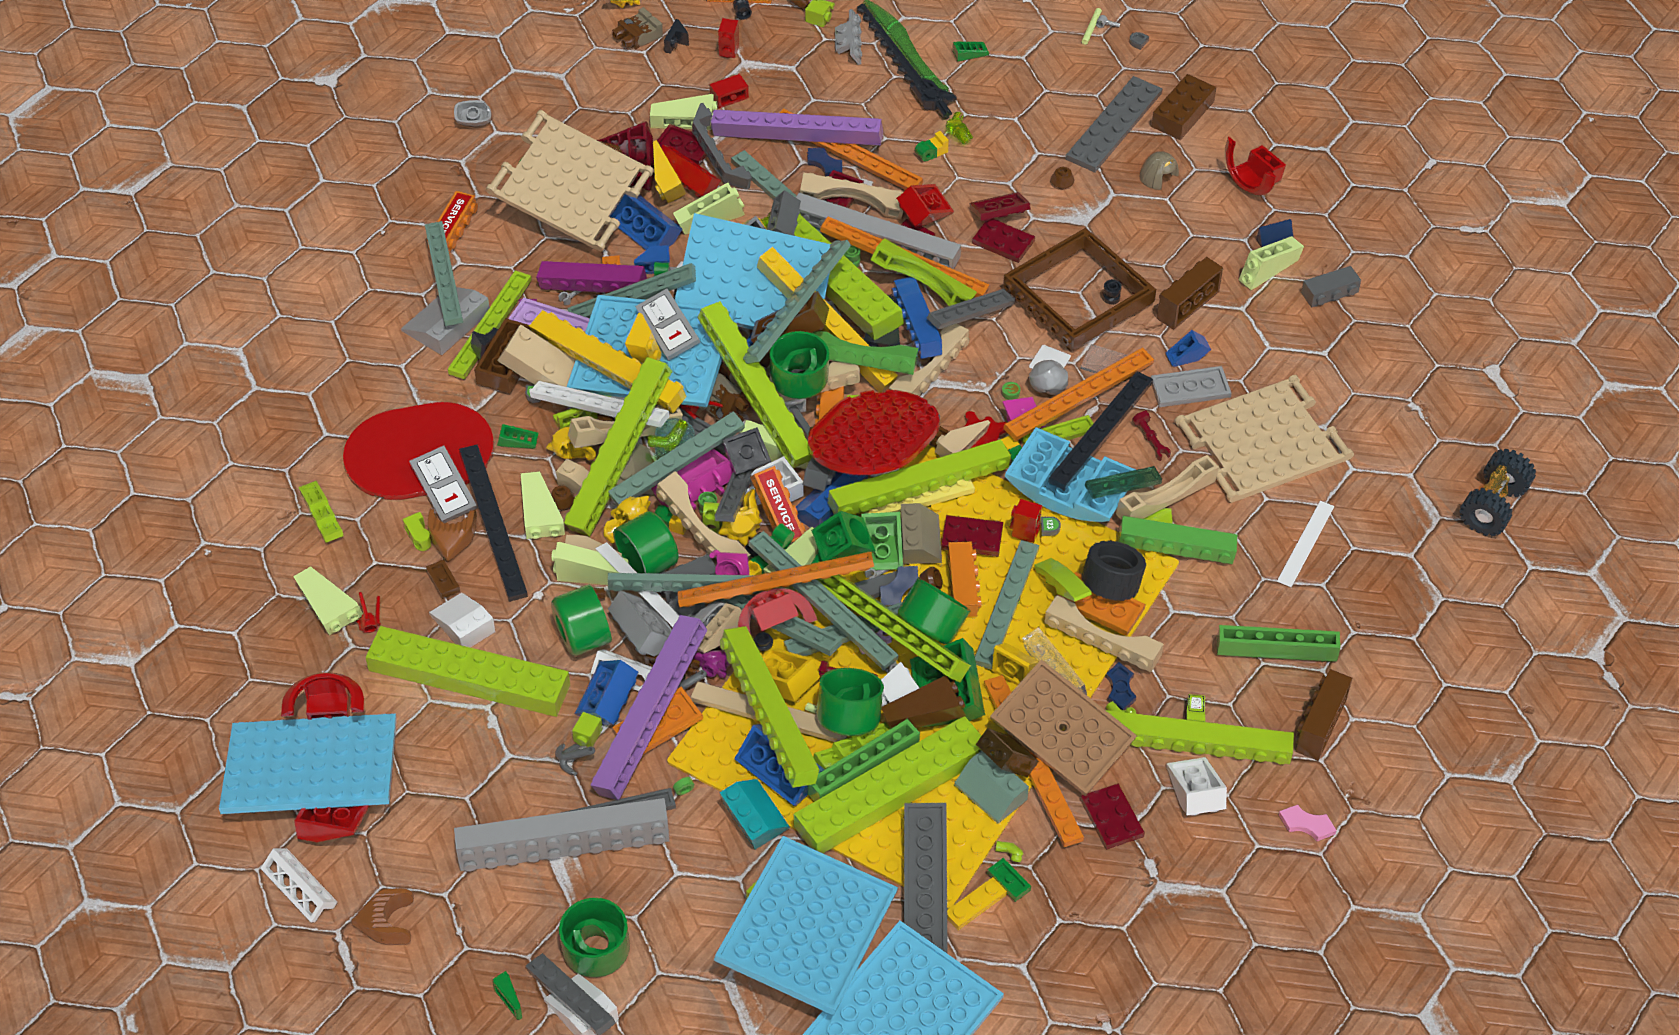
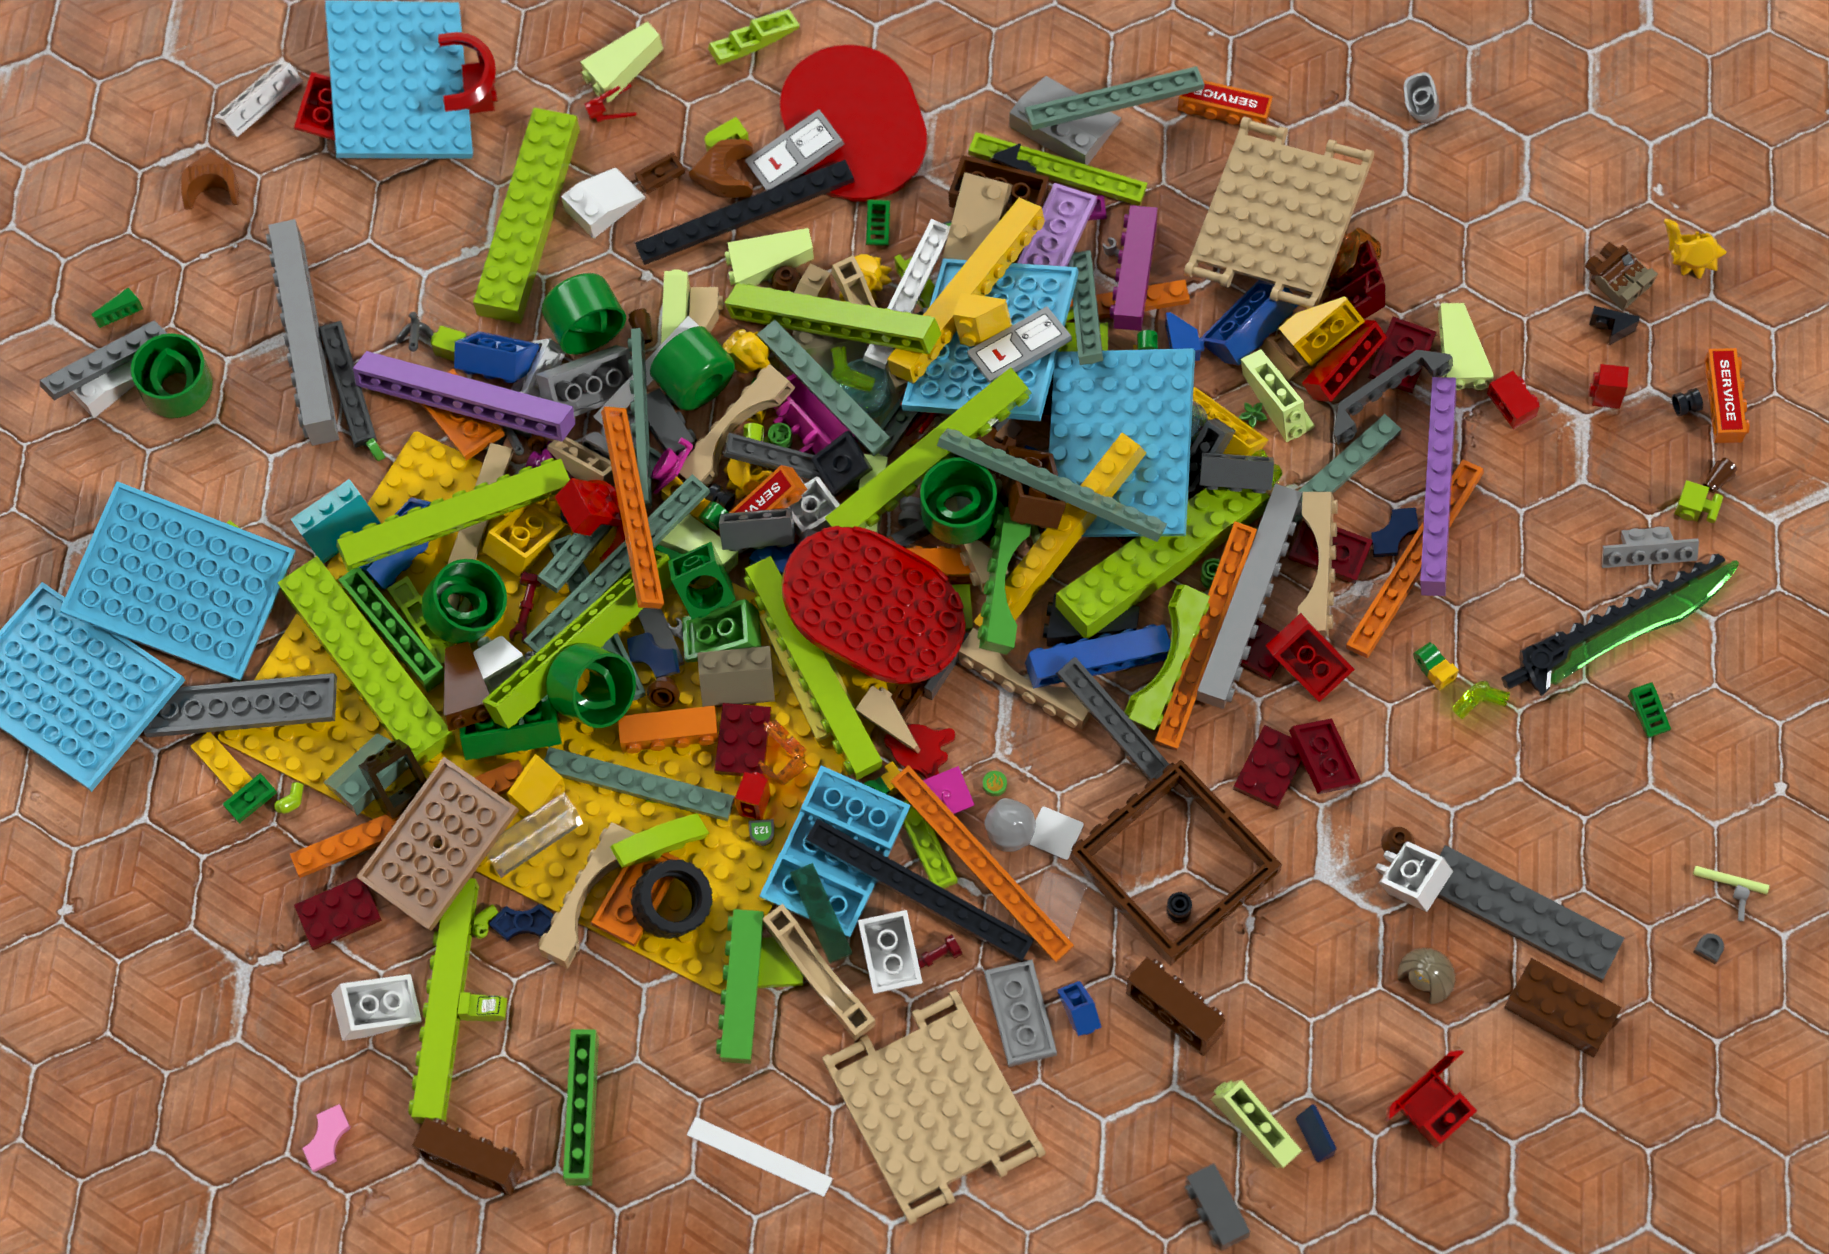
camera: 90 degrees right, 15 degrees up
(801, 503) = (757, 529): none -> dark grey brick
(990, 492) = (792, 746): none -> clear orange piece
(1092, 174) = (1414, 875): none -> white hinge
(1149, 449) = (890, 952): none -> white slope

